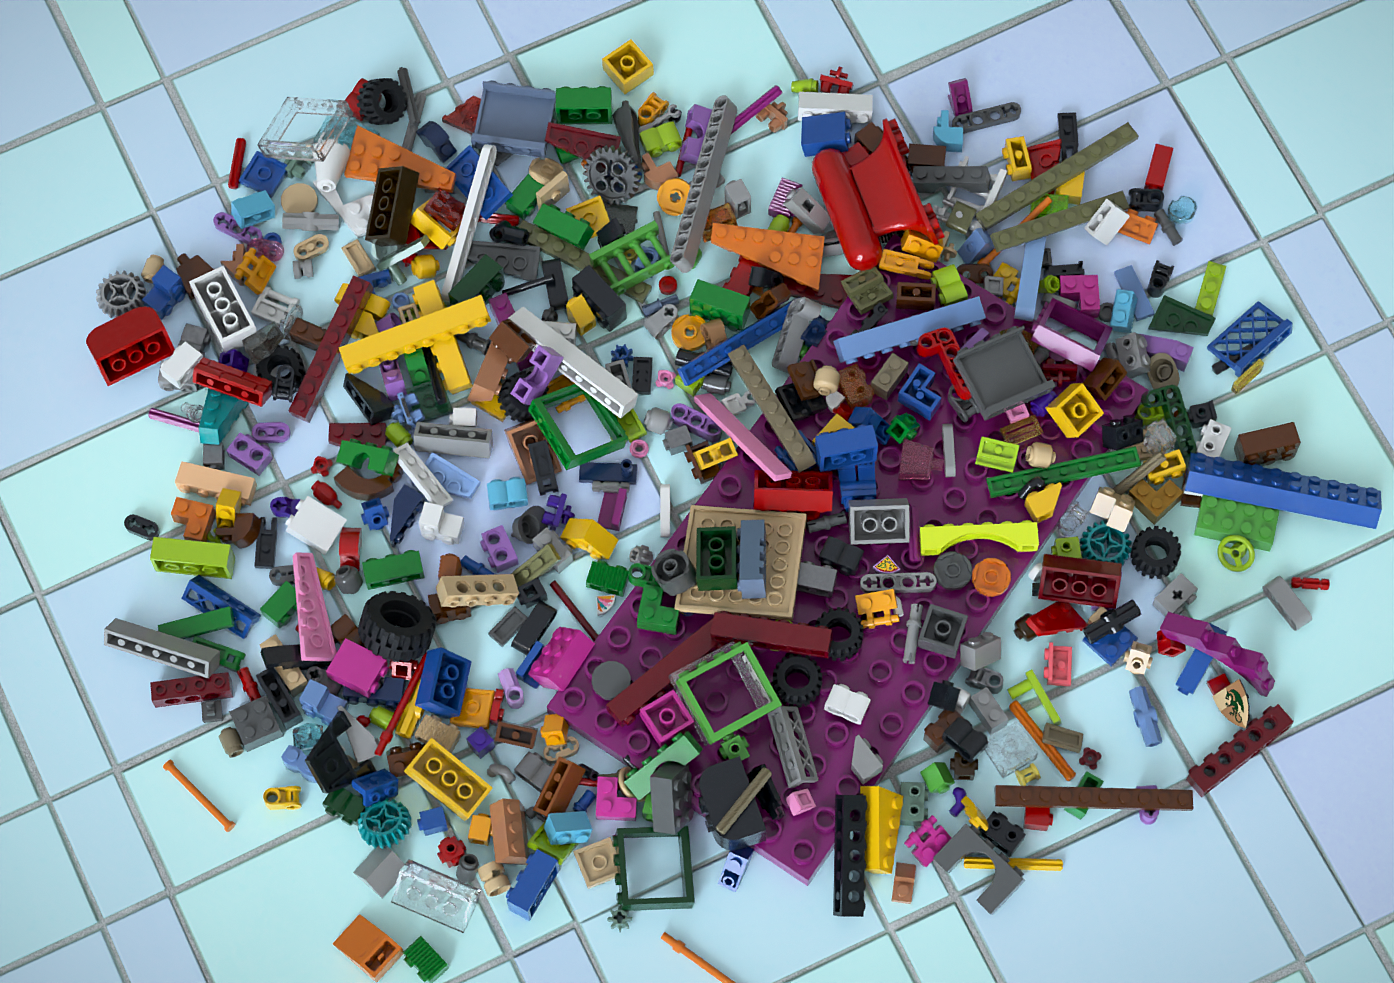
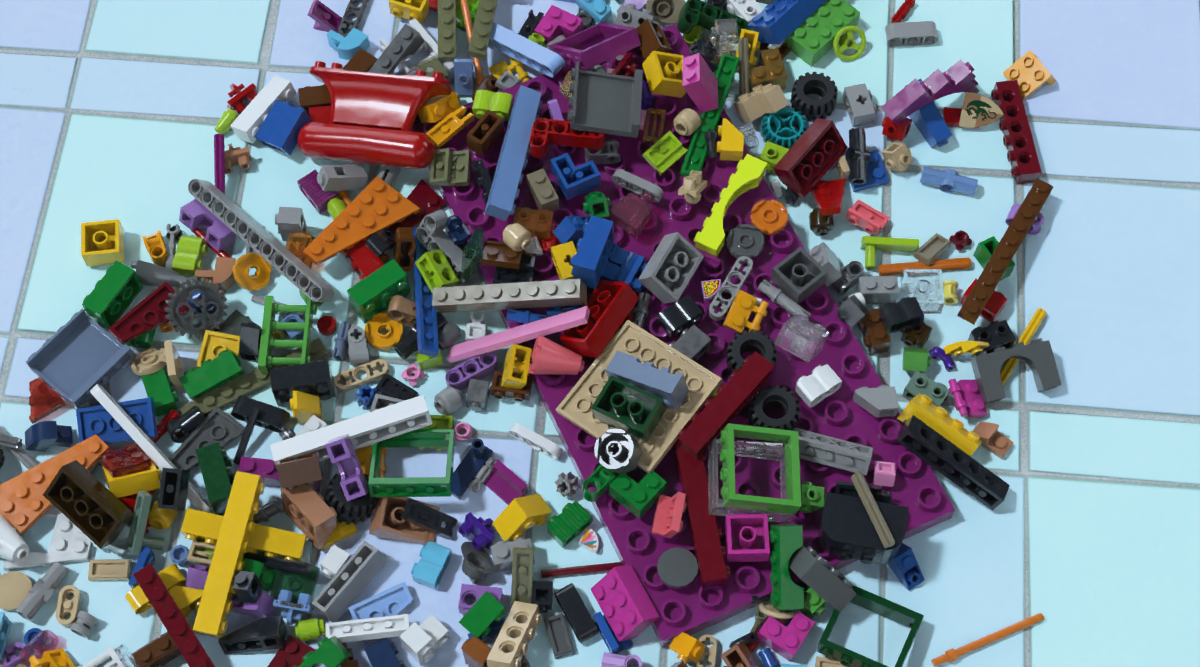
camera: 60 degrees left, 5 degrees down
(394, 360) = (242, 585): none -> black brick
(443, 260) = (173, 489): none -> black brick
(483, 555) = (483, 615): none -> green brick
(625, 336) = (362, 368): none -> tan beam
(653, 644) = (669, 514): none -> coral bracket
(734, 477) = (554, 359): none -> coral cone
(761, 336) = (436, 270): none -> lime brick
(761, 432) = (523, 317): none -> blue pin
(795, 355) = (472, 254): none -> plate
(879, 664) = (802, 337): none -> clear brick
(974, 496) = (692, 187): none -> tan hips
(1079, 442) = (700, 83): none -> dark pink brick
(1314, 731) = (1029, 73): none -> light orange bracket

